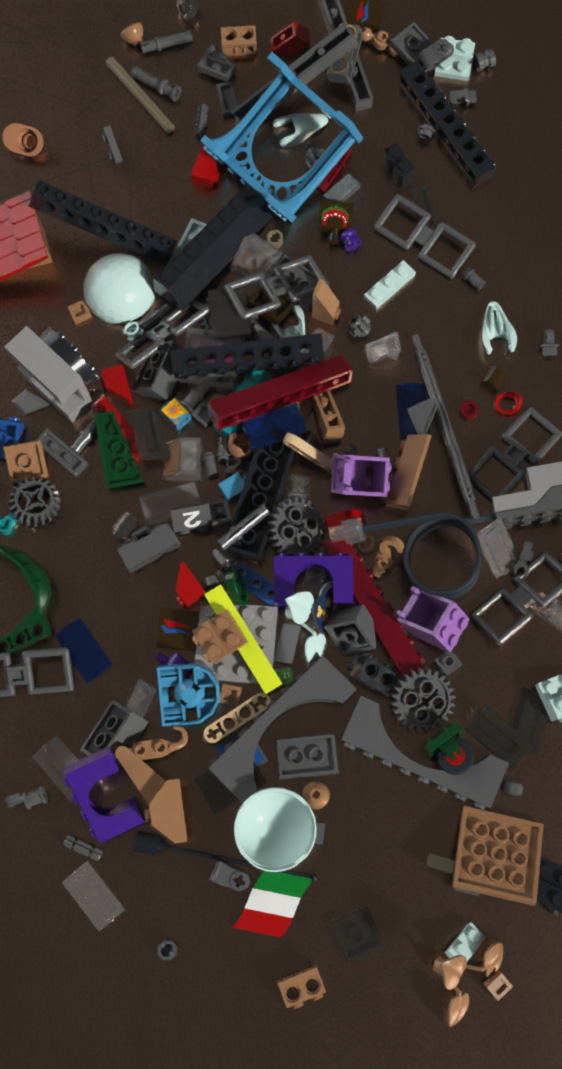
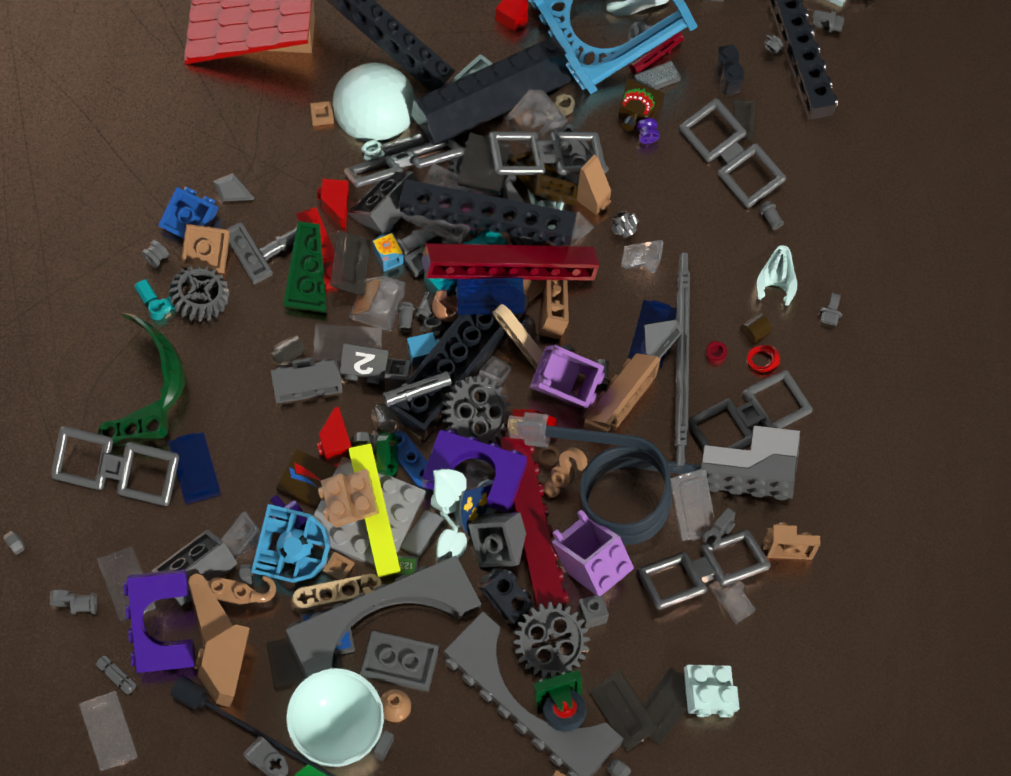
camera: 10 degrees right, 10 degrees down
(54, 369) = (272, 161): light grey piece -> none
(157, 729) = (245, 575): none -> dark grey tile
(294, 315) = (555, 189): none -> dark brown plate
(389, 284) = (675, 192): light aqua plate -> none

